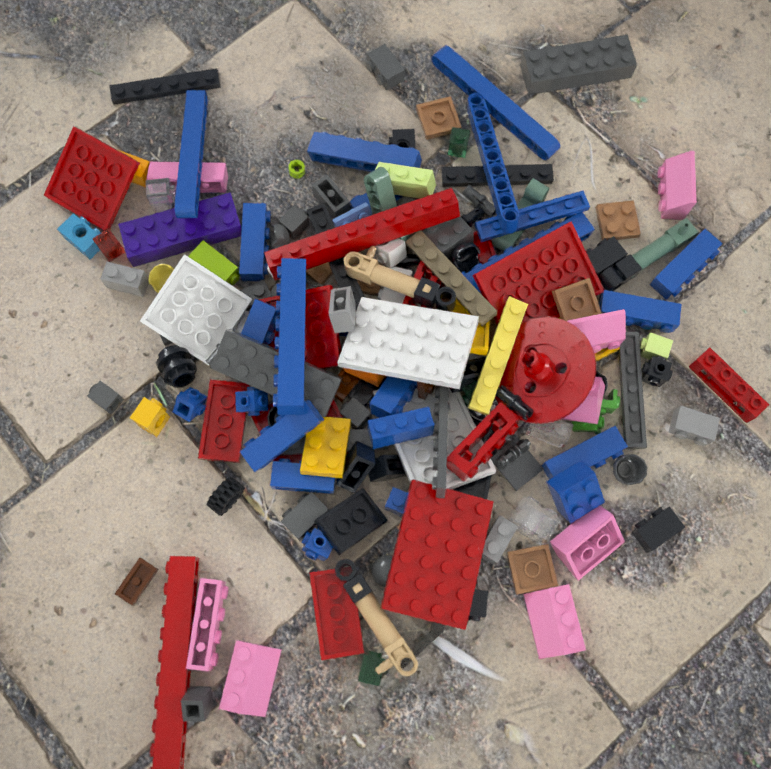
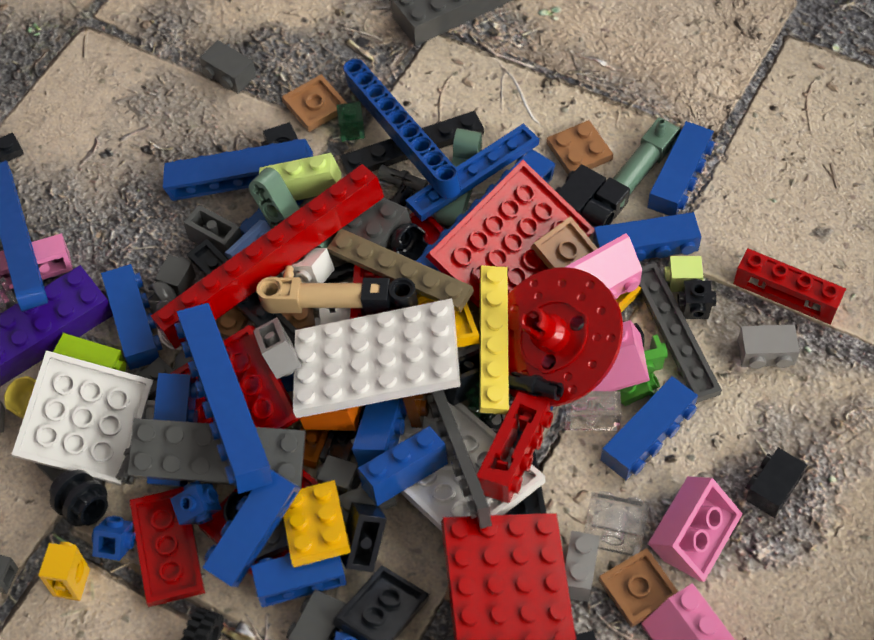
camera: 15 degrees left, 15 degrees down
(292, 165) = (156, 222): lime bush -> none
(387, 468) = (405, 528): black slope -> none
(396, 501) = (432, 565): blue brick -> none
(498, 104) = (386, 66): blue beam -> none
(517, 463) = (569, 465): dark grey hinge -> none
(575, 491) = (655, 469): blue brick -> none
(630, 469) = (711, 422): dark grey hair -> none
(677, 186) = (634, 86): bright pink slope -> none

